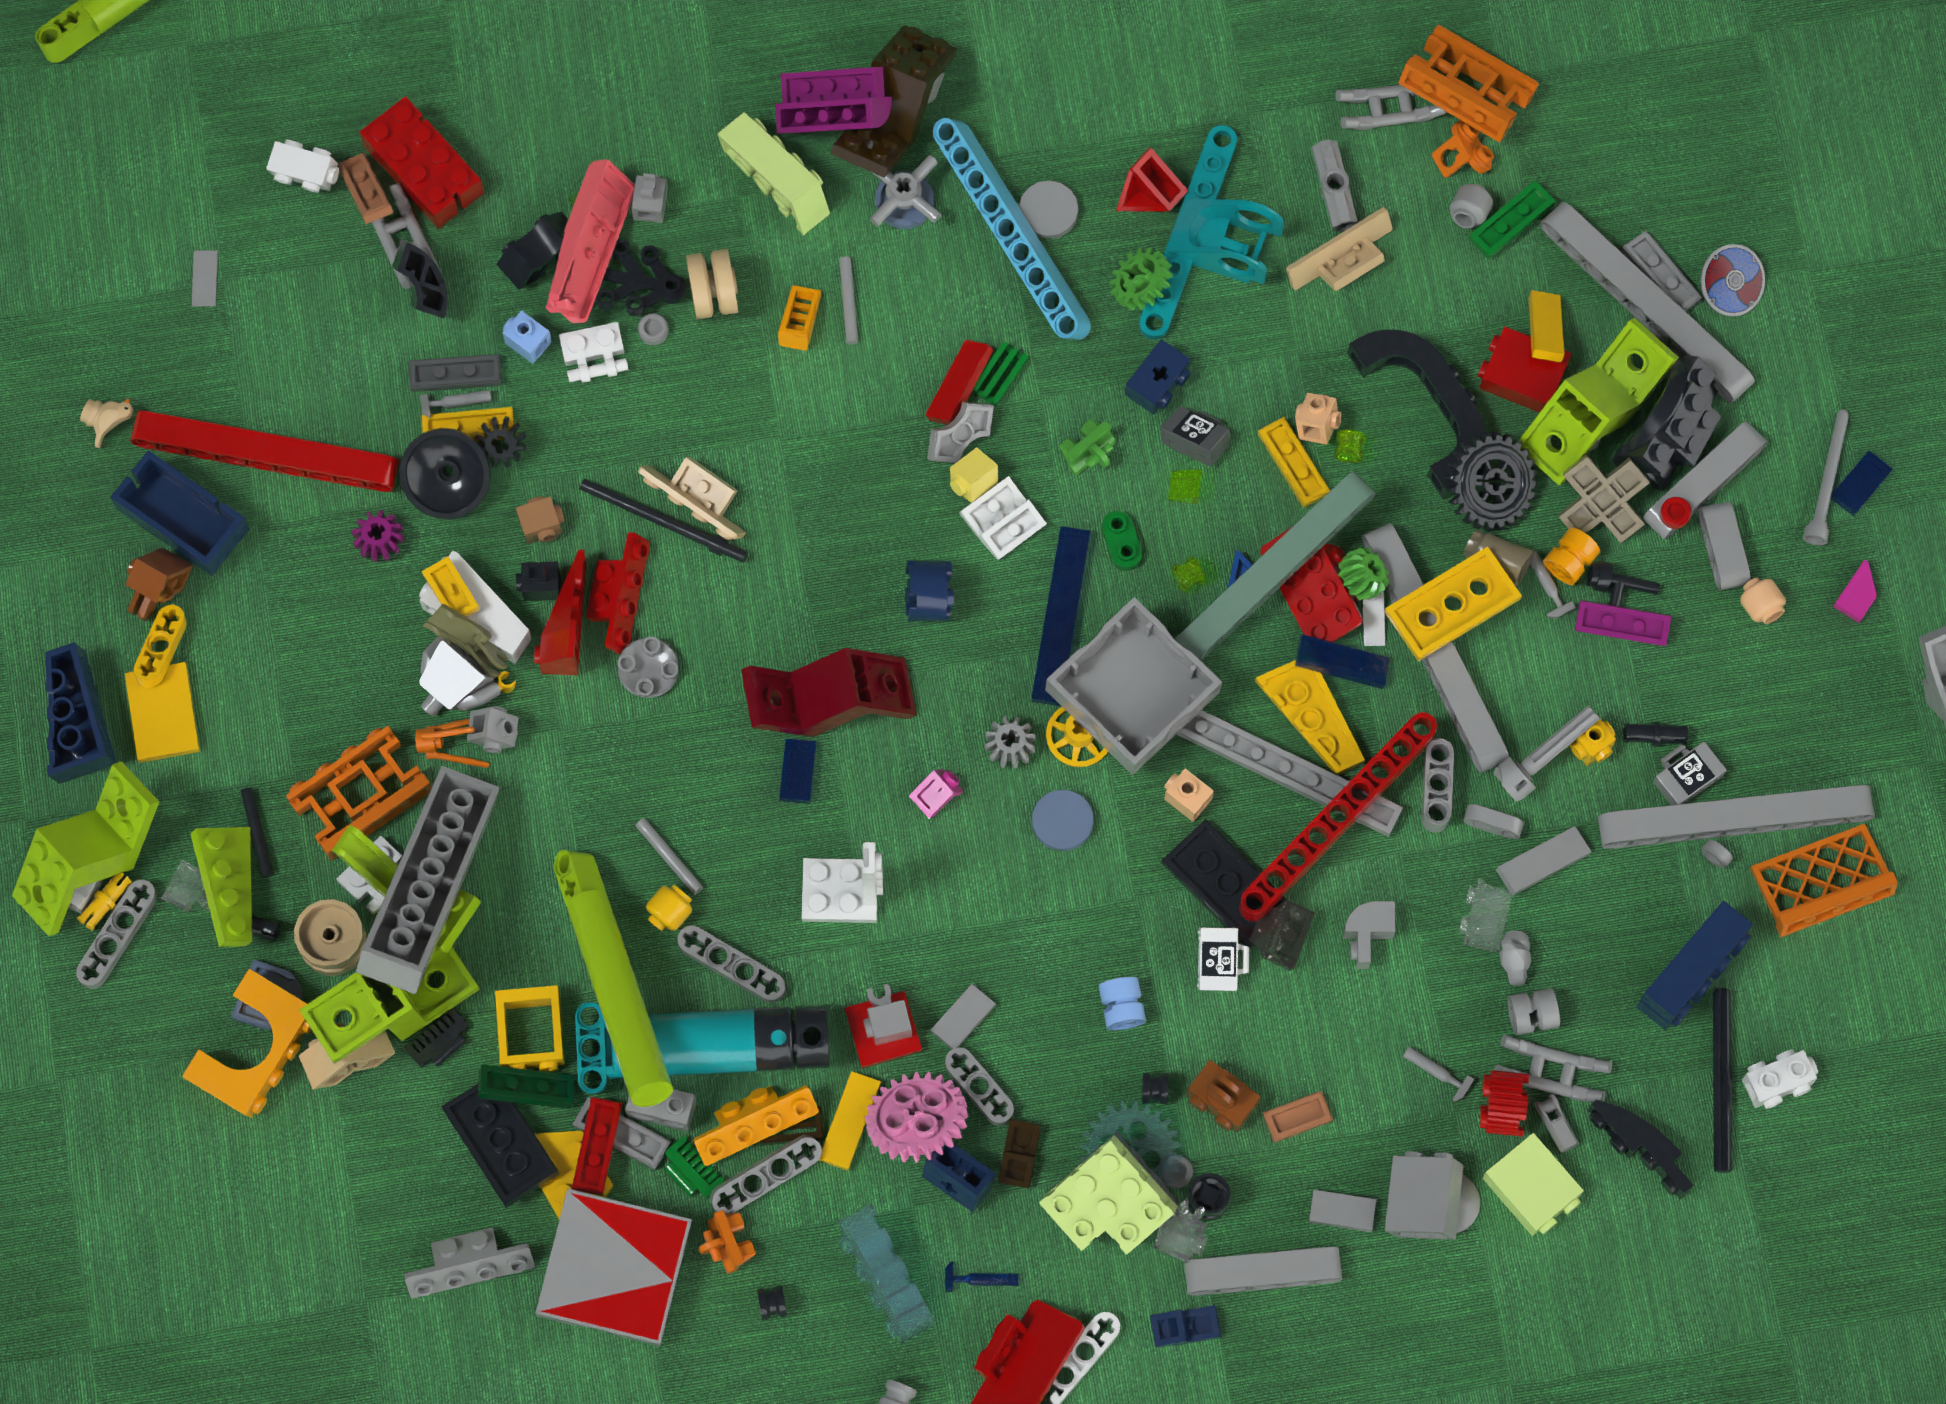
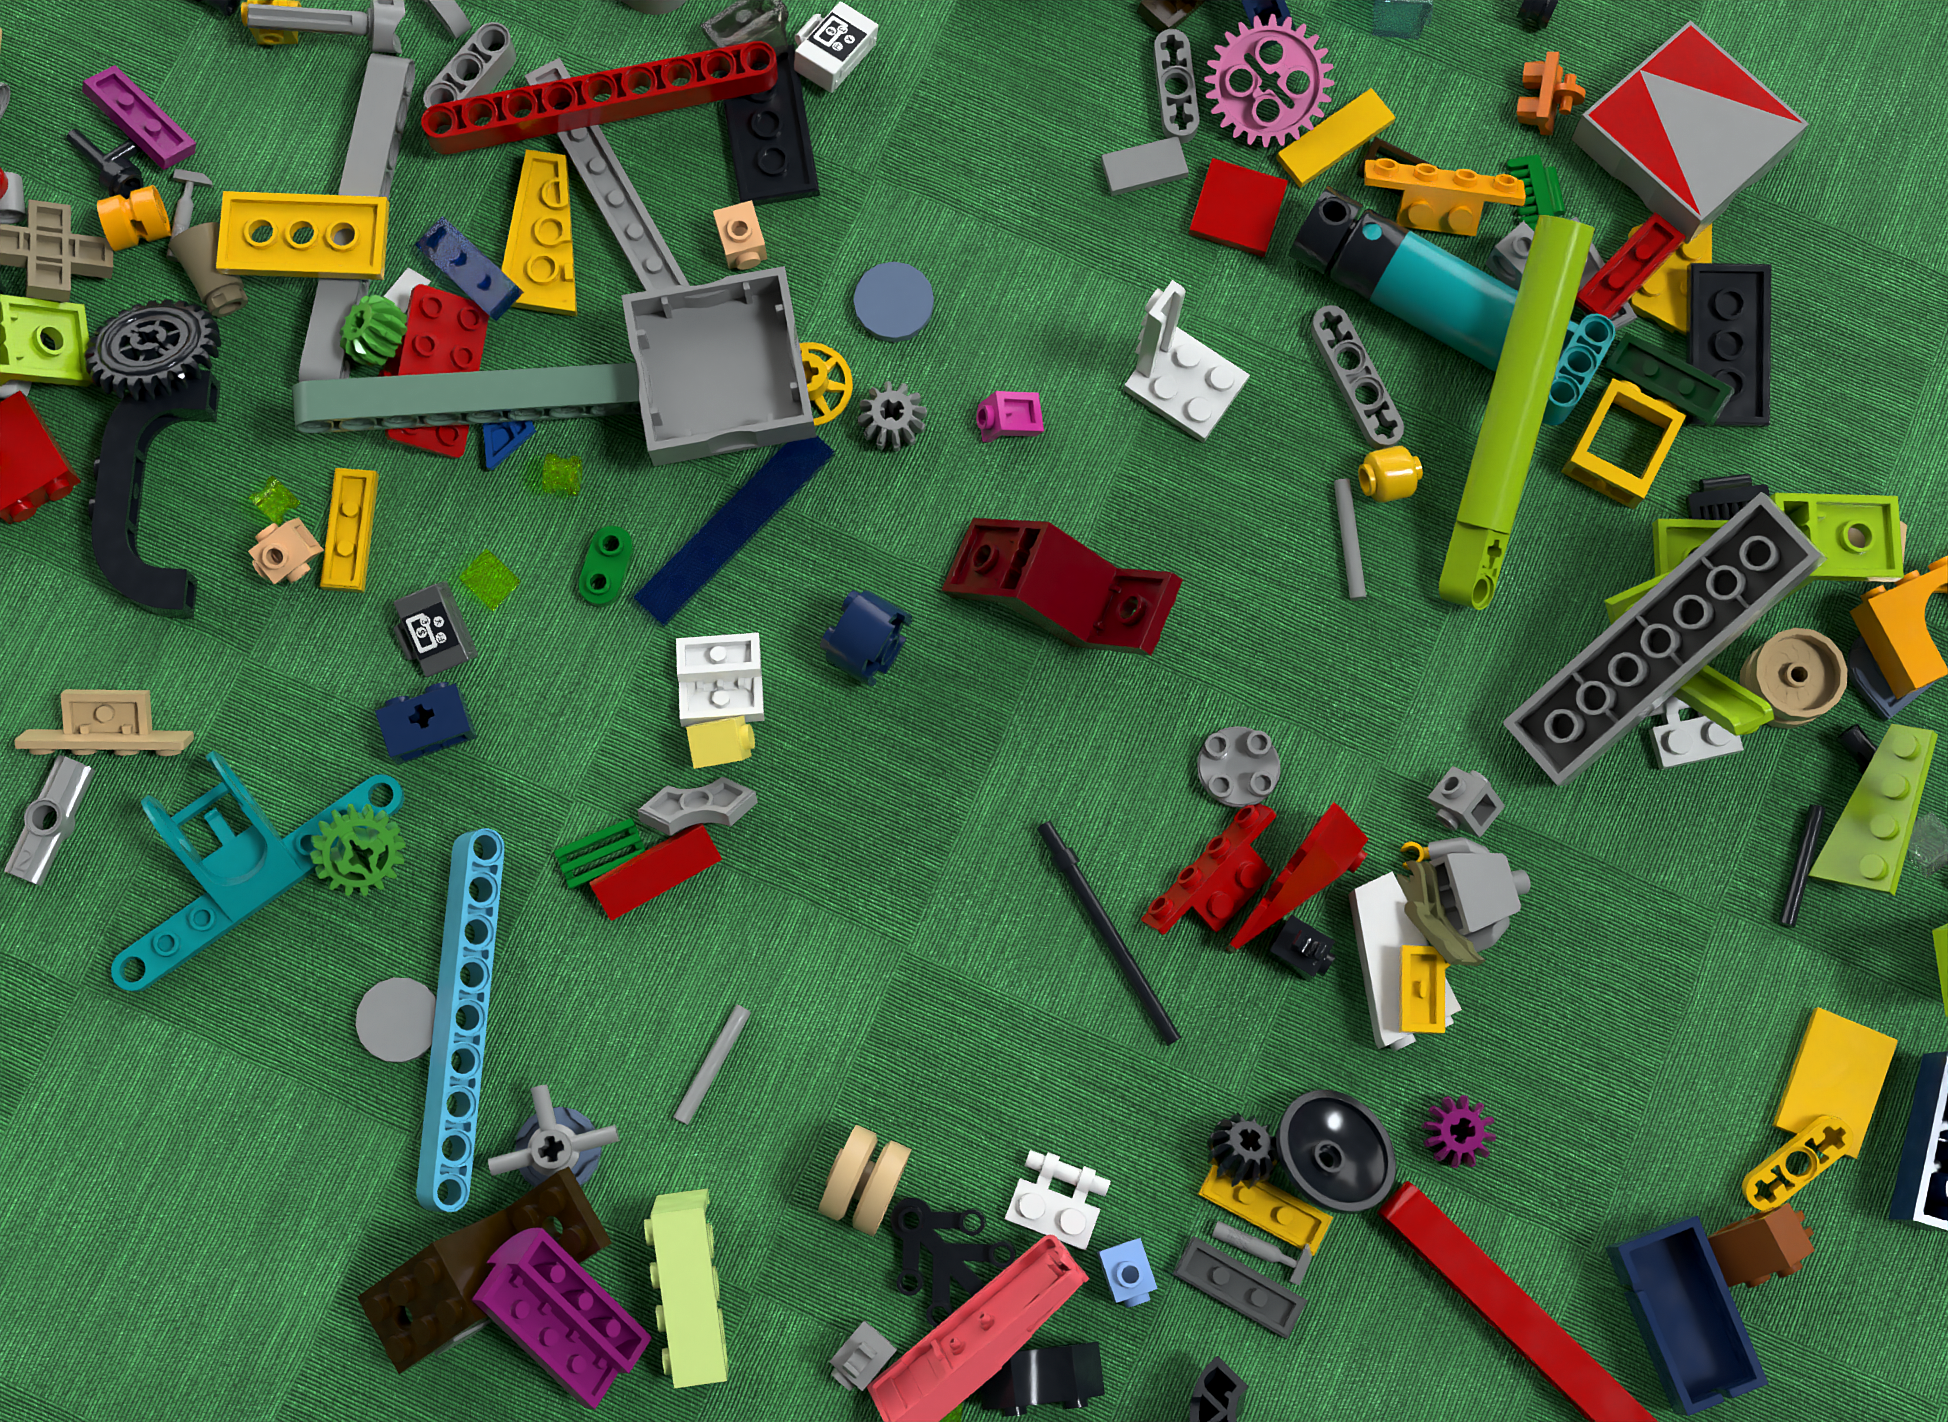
camera: 150 degrees left, 5 degrees up
(374, 811) = (1658, 801): orange fence -> none
(431, 739) = (1541, 838): orange plant -> none
(467, 1261) = (1834, 251): light grey bracket -> none
(540, 519) = (1254, 1024): medium nougat brick -> none
(653, 329) = (967, 1183): light grey tile -> none
(700, 491) = (1049, 934): tan bracket -> none
(763, 1170) = (1519, 139): light grey beam -> none
(796, 335) = (809, 1055): light orange slope -> none
(797, 771) = (1147, 537): clear blue tile -> none
(886, 1020) = (1232, 199): light grey brick -> none
(1091, 449) = (583, 691): bright green hips -> none
(1122, 1003) = (968, 68): light blue wheel -> none
(1150, 186) = (259, 959): red slope -> none

